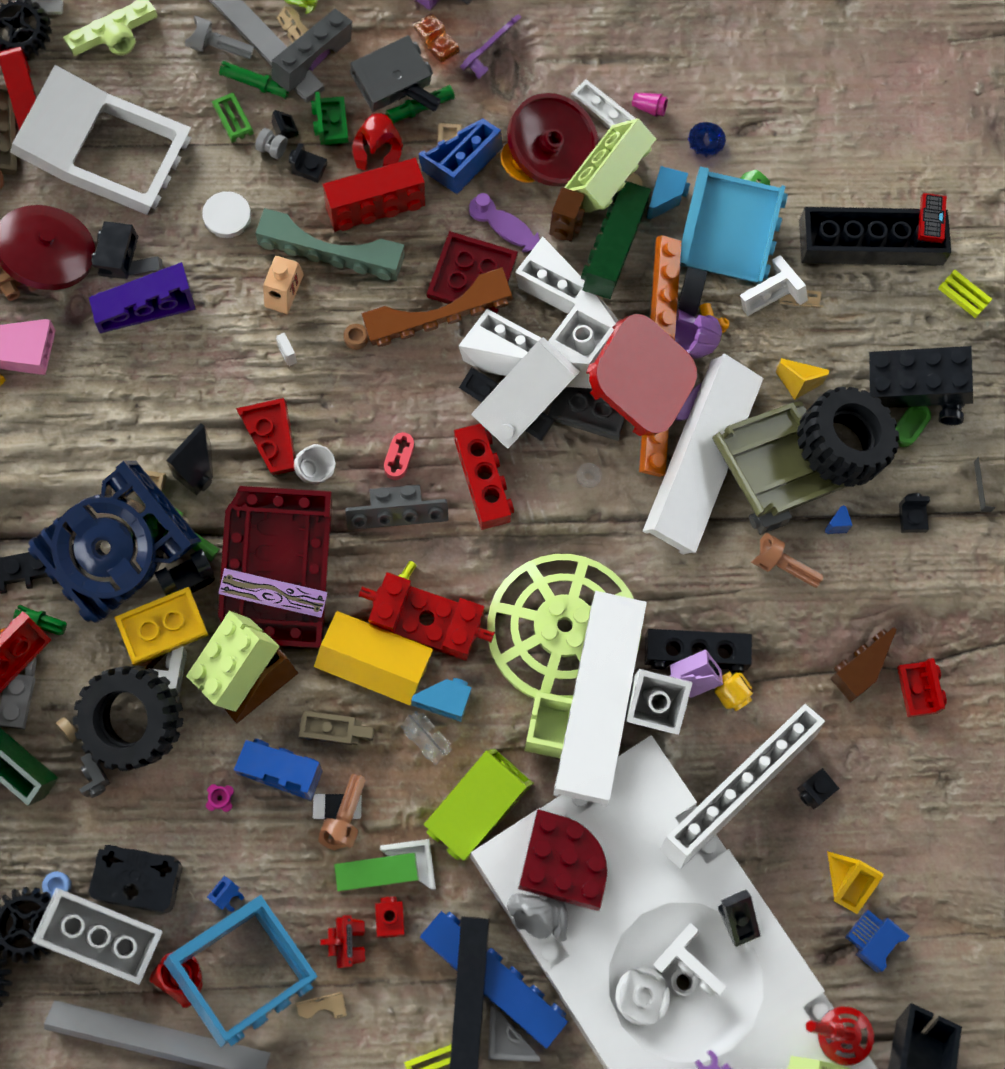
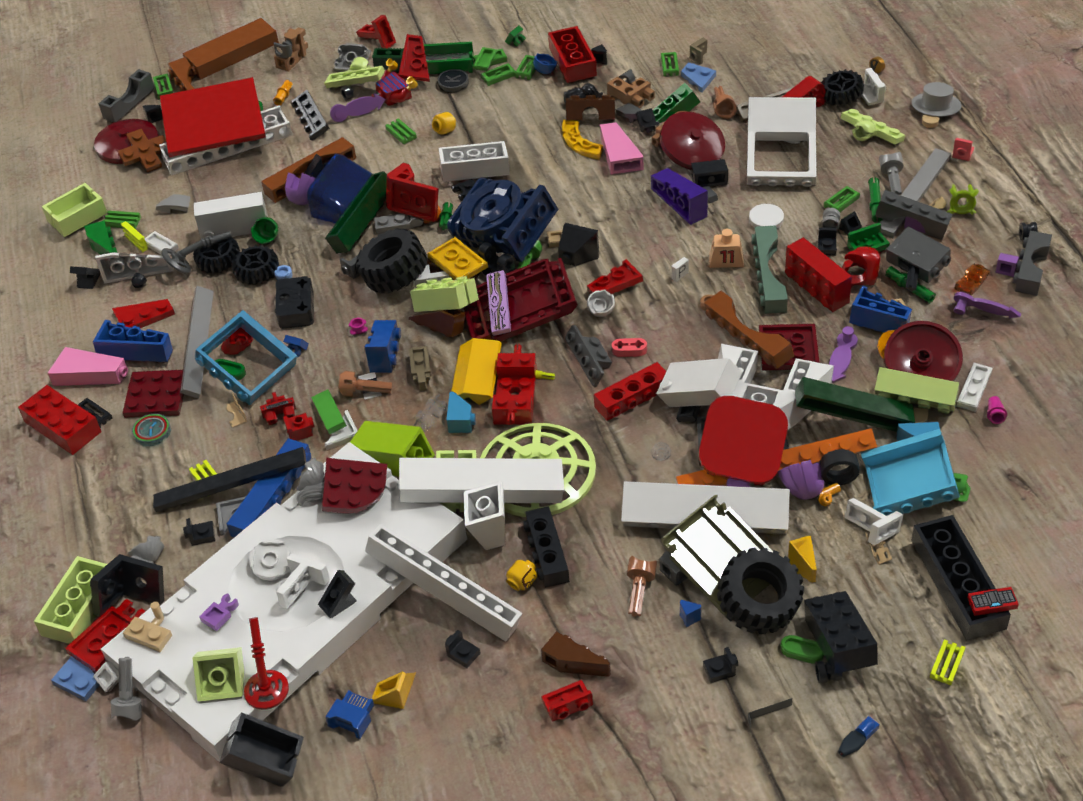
camera: 85 degrees right, 25 degrees down
(97, 936) = (253, 285): white brick -> none
(233, 1001) = (235, 369): none -> green tile
(567, 215) = (862, 375): reddish brown brick -> none
(699, 670) = (522, 542): lavender piece -> none
(715, 135) = (990, 447): clear blue gear -> none

